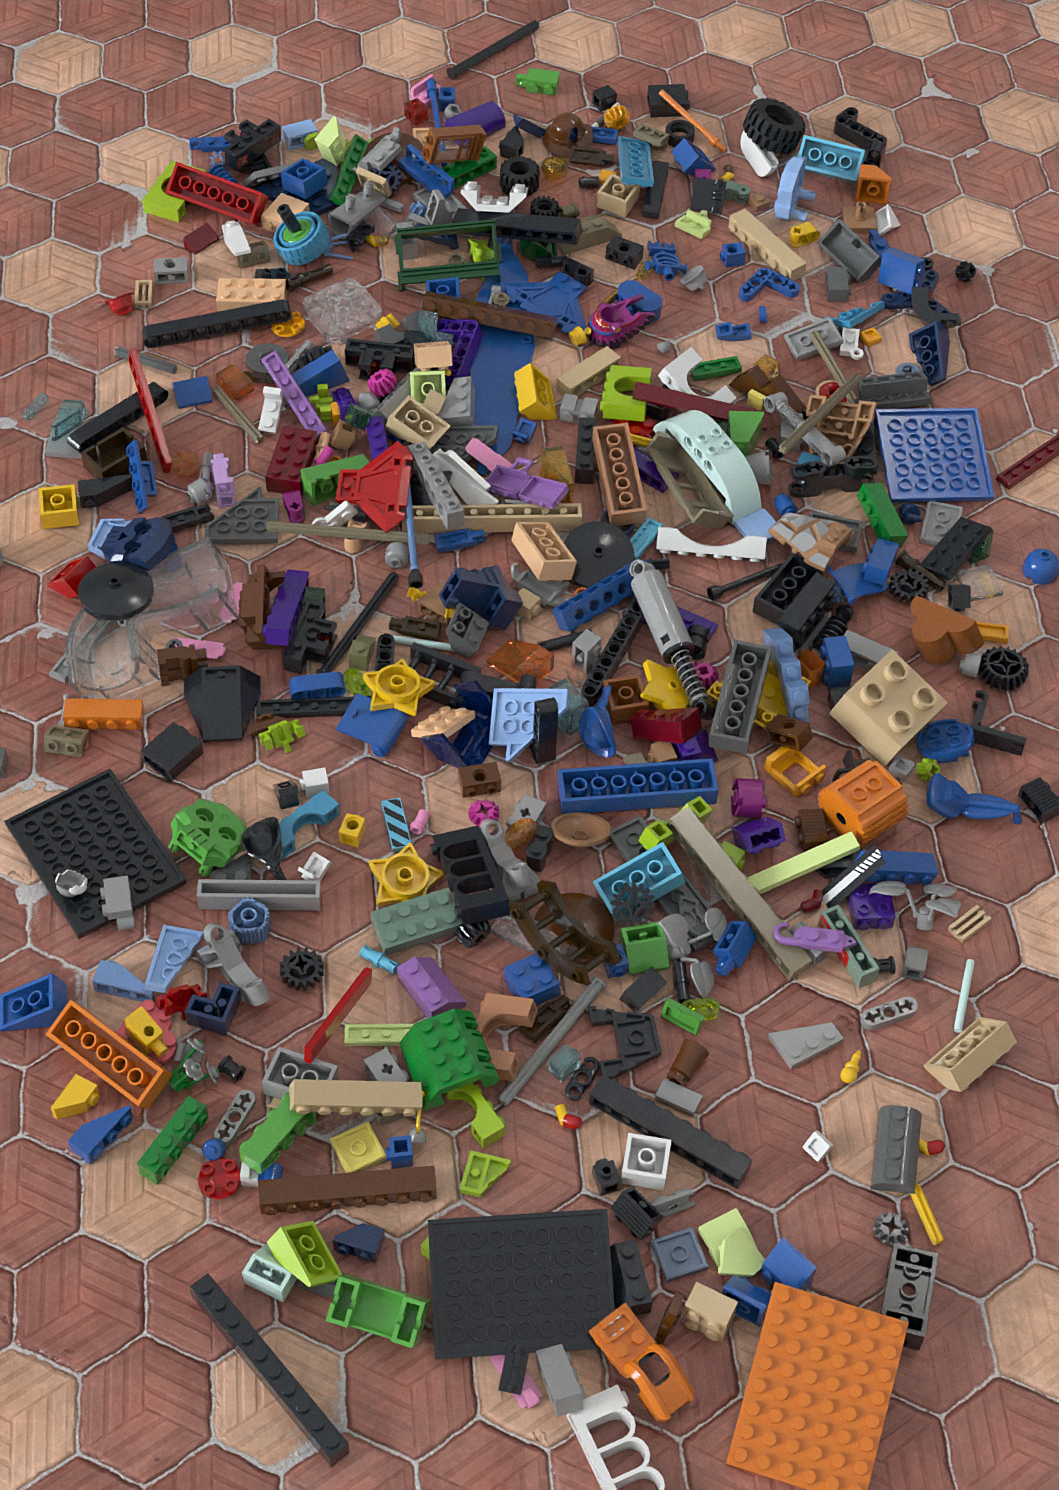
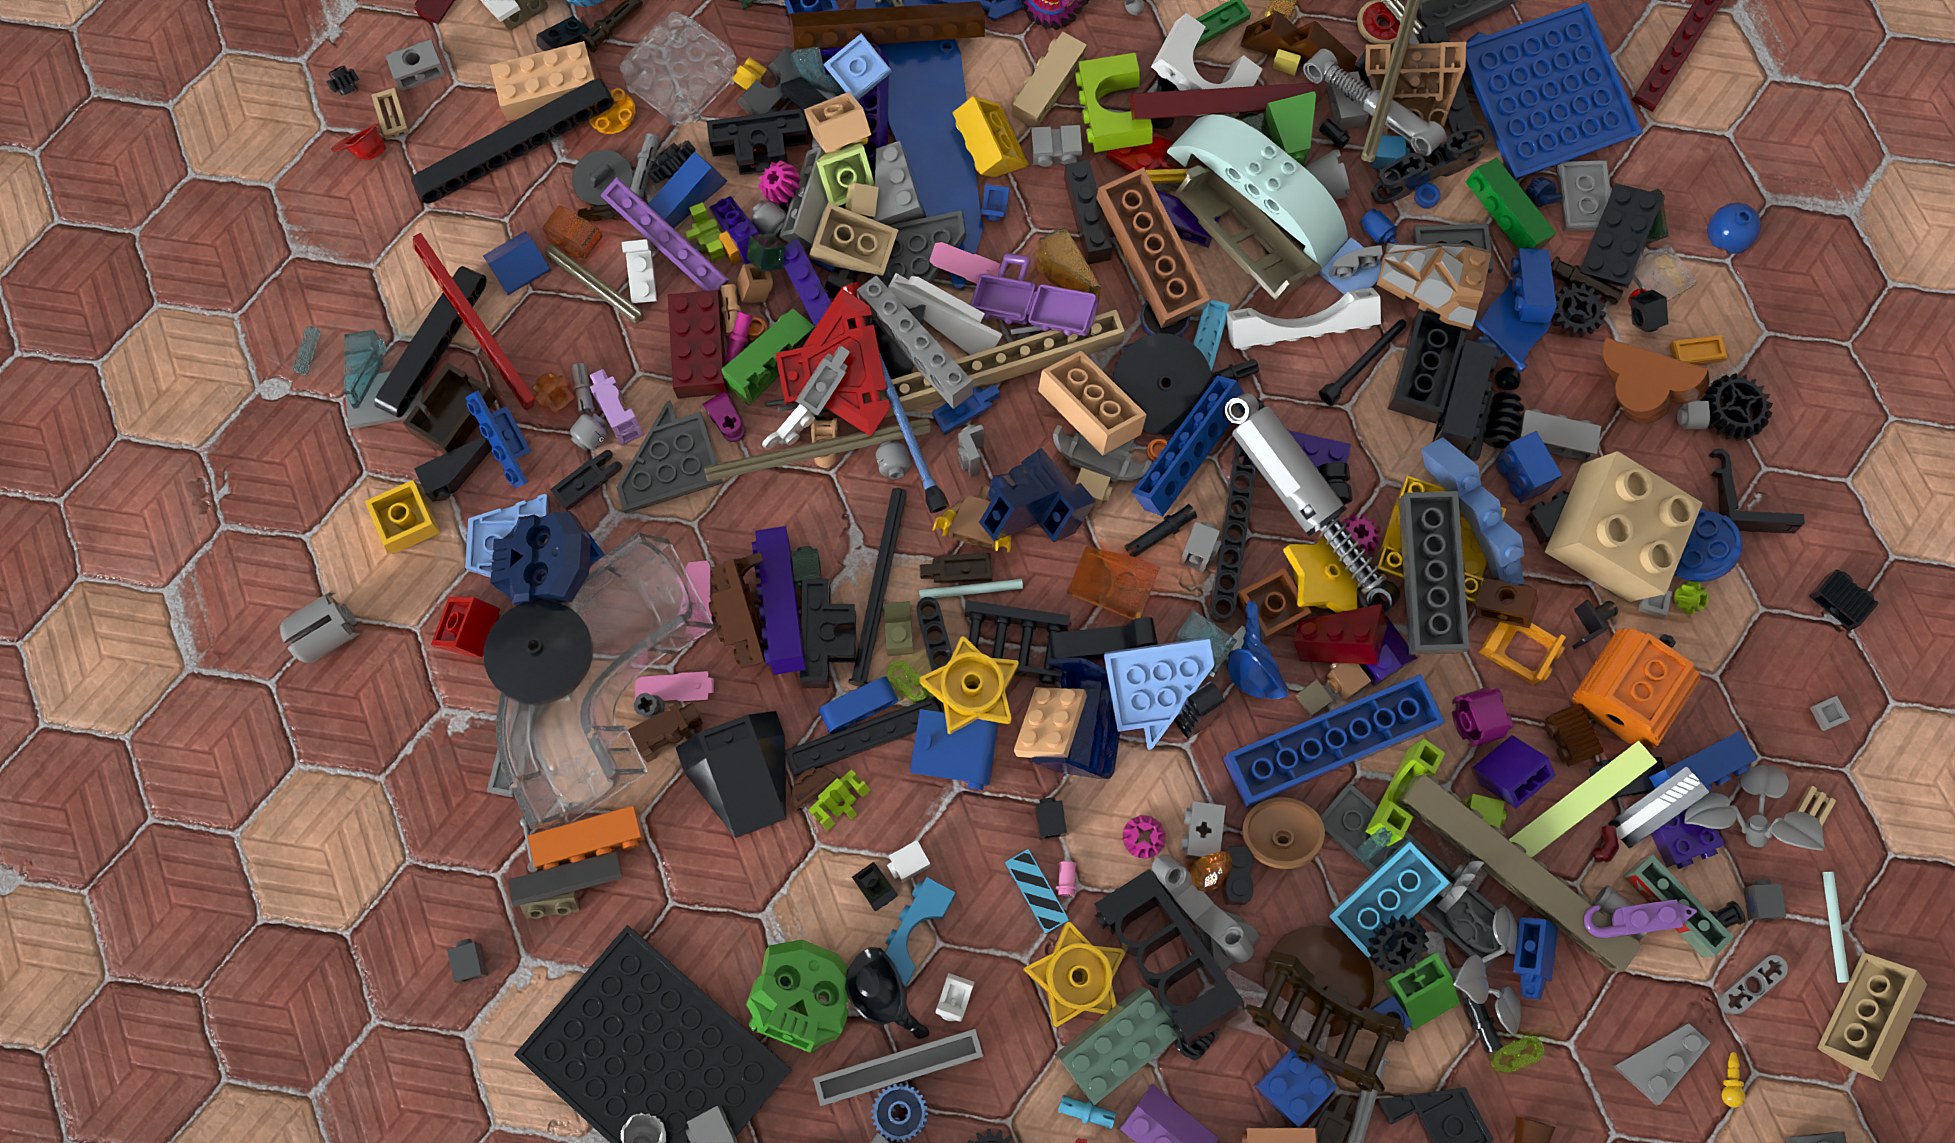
camera: 15 degrees left, 20 degrees up
(80, 729) = (565, 879): none -> dark grey tile
(120, 267) = (342, 80): none -> black gear
(148, 360) = (433, 227): dark grey axle -> none
(172, 751) = (701, 869): black brick -> none
(236, 870) = (853, 1043): dark grey wing -> none
(347, 835) = (988, 932): yellow brick -> none
(365, 489) = (823, 381): none -> light grey hinge
(422, 784) = (1050, 819): none -> black brick
(452, 557) = (969, 440): none -> light grey bracket
(459, 330) = (857, 67): none -> light blue tile
(466, 631) = (1032, 562): dark grey slope -> none
(471, 775) = (1132, 777): reddish brown brick -> none
(578, 336) = (1015, 20): yellow piece -> none
(640, 845) = (1374, 844): none -> clear light blue axle
(643, 989) = (1439, 1051): black hinge -> none
(682, 1016) = (1502, 1077): bright green tile -> none
(692, 885) = (1462, 878): none -> light grey plate
(753, 518) = (1347, 265): none -> light grey slope
(812, 662) = (1498, 474): orange piece -> none
(827, 498) = (1427, 195): none -> blue tile
(950, 799) = (1732, 635): blue piece -> none
(1005, 865) = (1829, 713): none -> light grey plate

